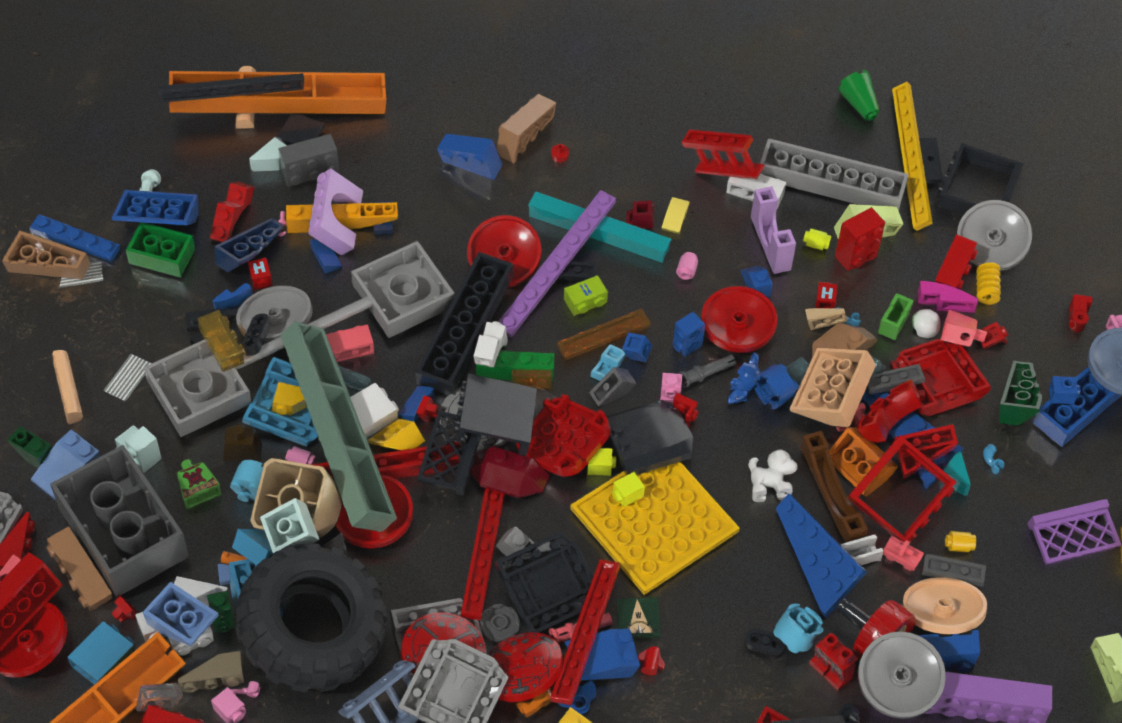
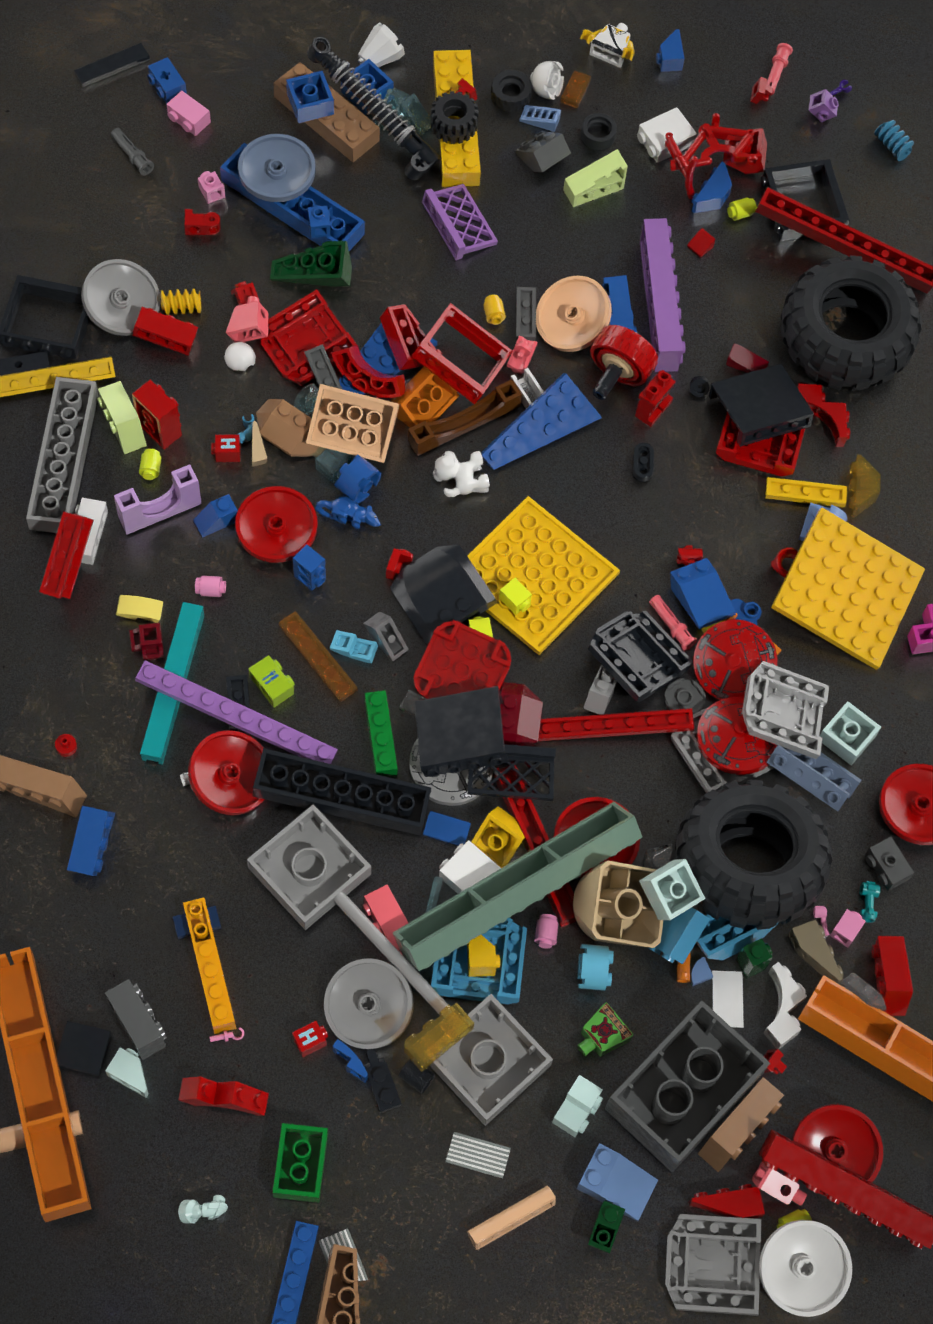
camera: 105 degrees left, 10 degrees up
(101, 652) = (827, 1070): dark azure brick -> none
(157, 207) = (252, 1179): blue slope -> none
(179, 615) = (784, 985): medium blue slope -> none
(231, 87) = (61, 1125): black tile -> none
(241, 444) = (548, 995): dark brown torso -> none
(246, 245) = (281, 1059): dark blue wedge -> none
(259, 325) = (397, 1002): black beam -> none
(323, 223) = (190, 977): lavender arch -> none
(325, 256) = (264, 974): blue slope -> none
(427, 409) = (457, 810): red tile -> none
(490, 344) = (386, 752): white arch -> none
(533, 378) = (396, 724): clear orange plate -> none
(585, 632) = (686, 607): red tile -> none
(637, 347) = (334, 616): blue brick -> none
(640, 616) = (645, 575): clear green tile -> none
(670, 386) = (375, 579): bright pink brick -> none
(699, 373) = (348, 556): dark grey pin -> none
(798, 628) = (629, 429): medium azure brick -> none
(895, 316) = (243, 380): bright green brick -> none
(901, 675) = (676, 327): light grey dish -> none
(946, 297) = (205, 341): dark pink slope -> none
(957, 470) = (425, 314): teal slope -> none
(988, 454) = (387, 293): dark azure arm -> none

